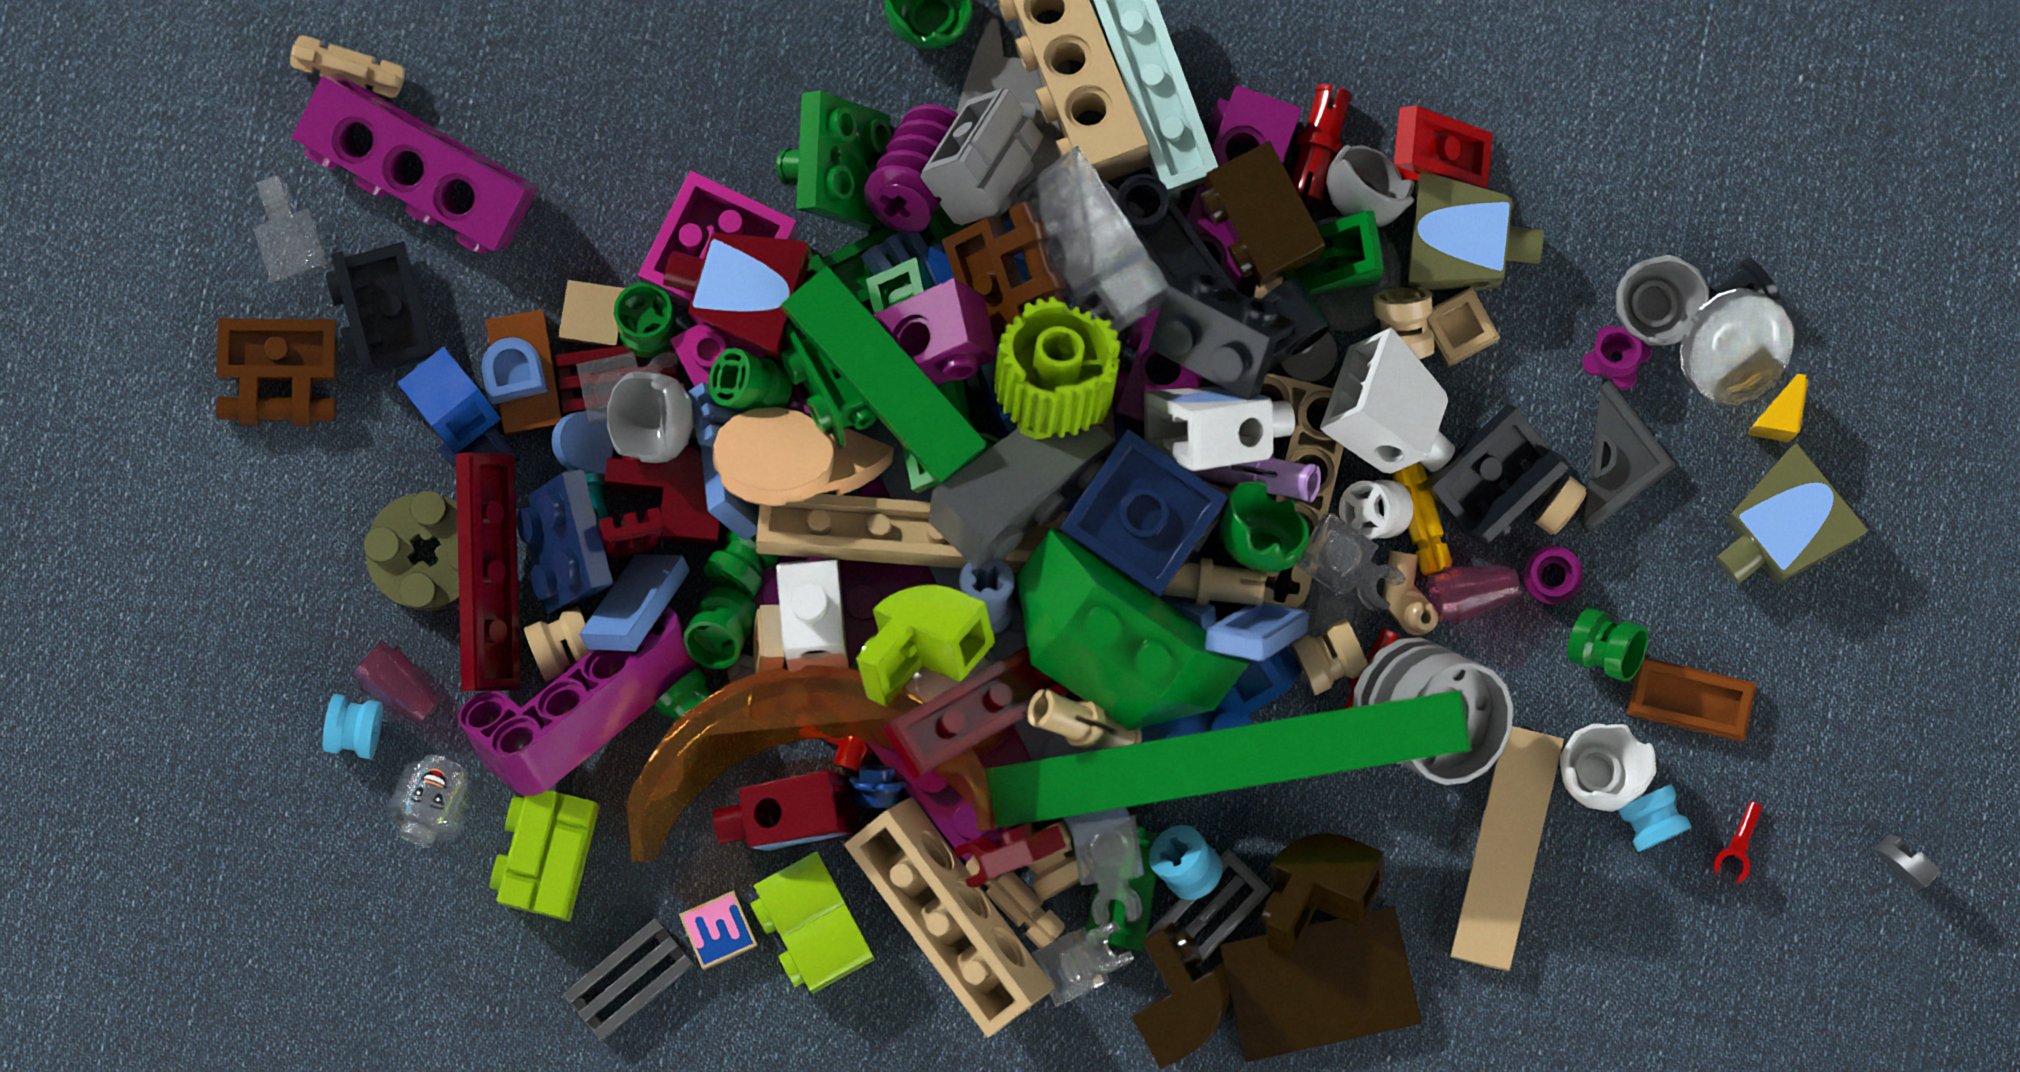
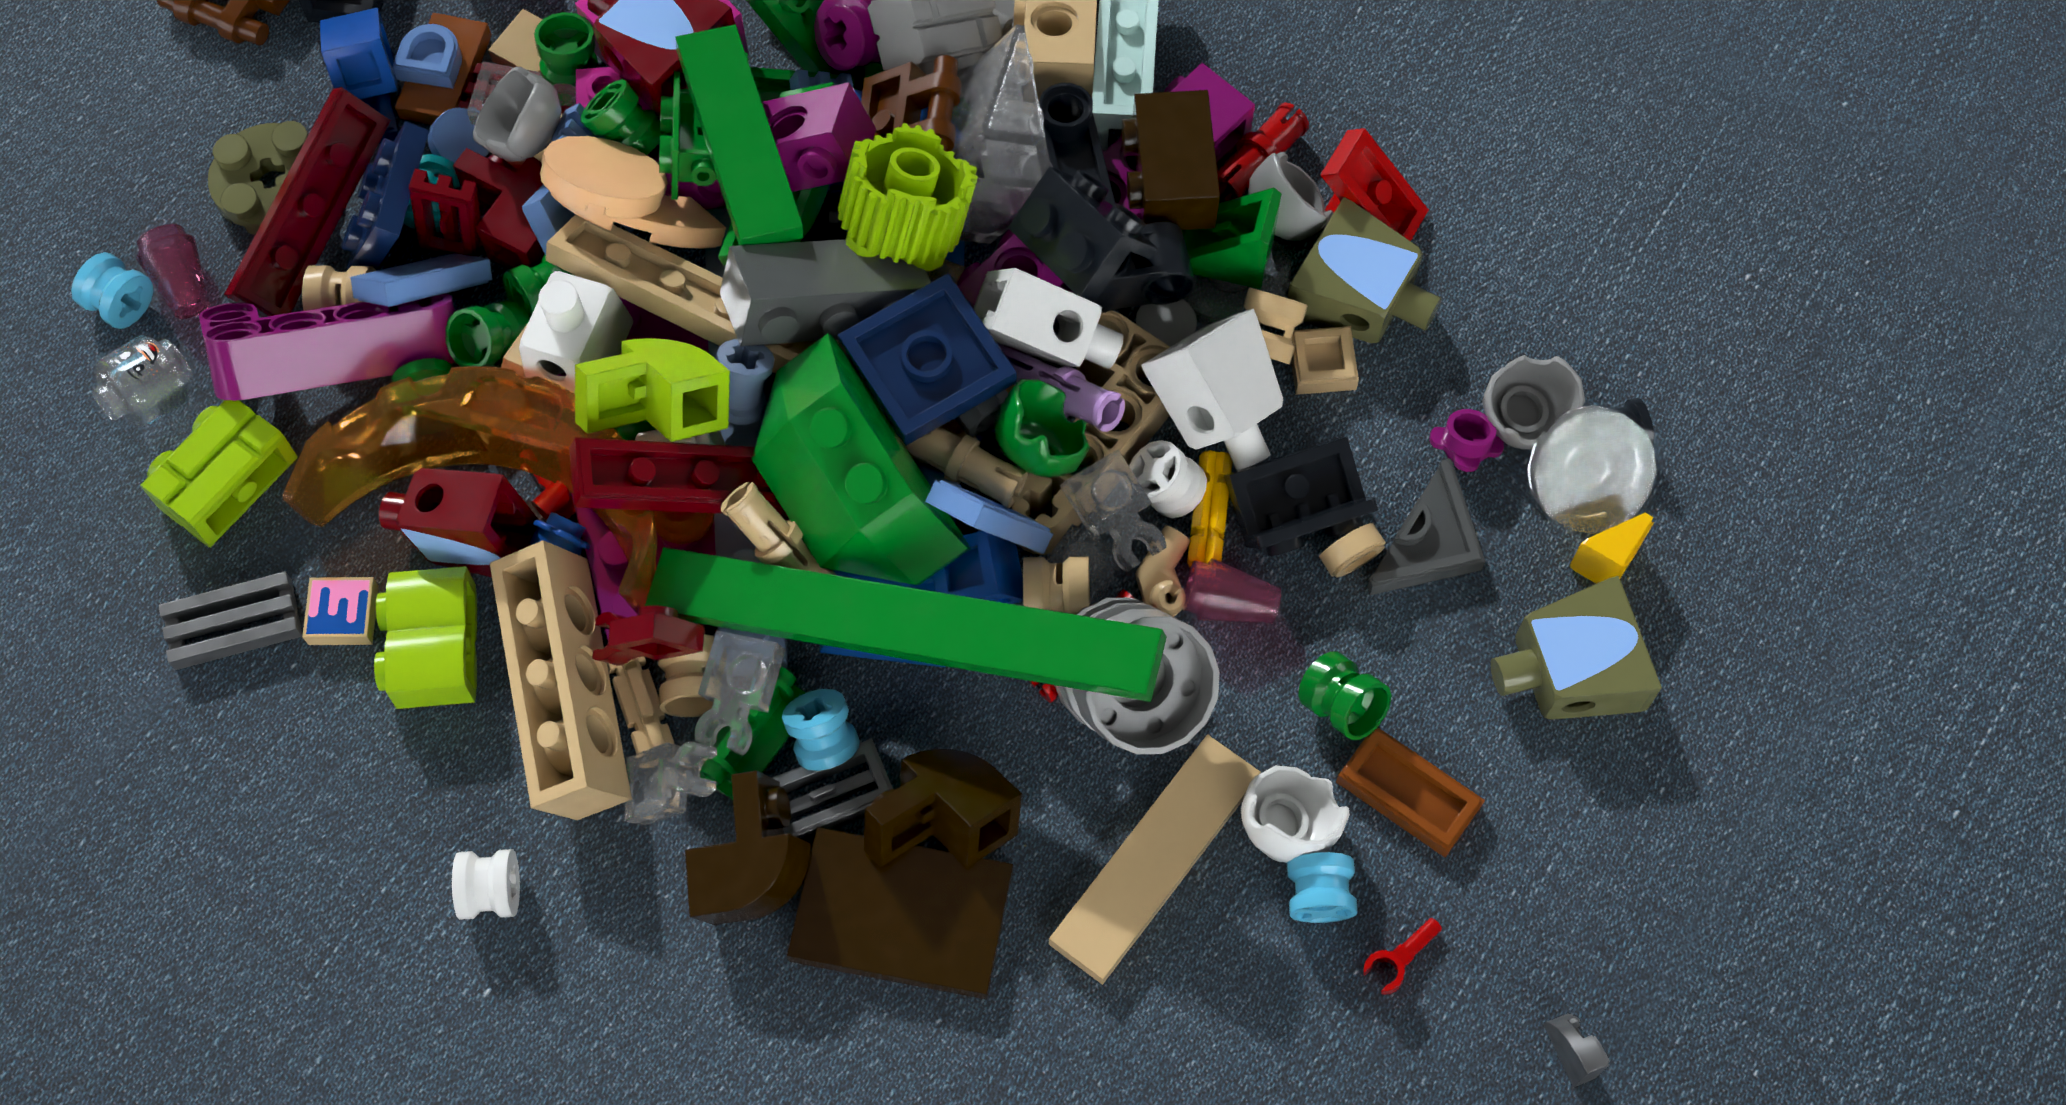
camera: 20 degrees right, 15 degrees down
(1559, 558) = (1320, 598): magenta plate -> none

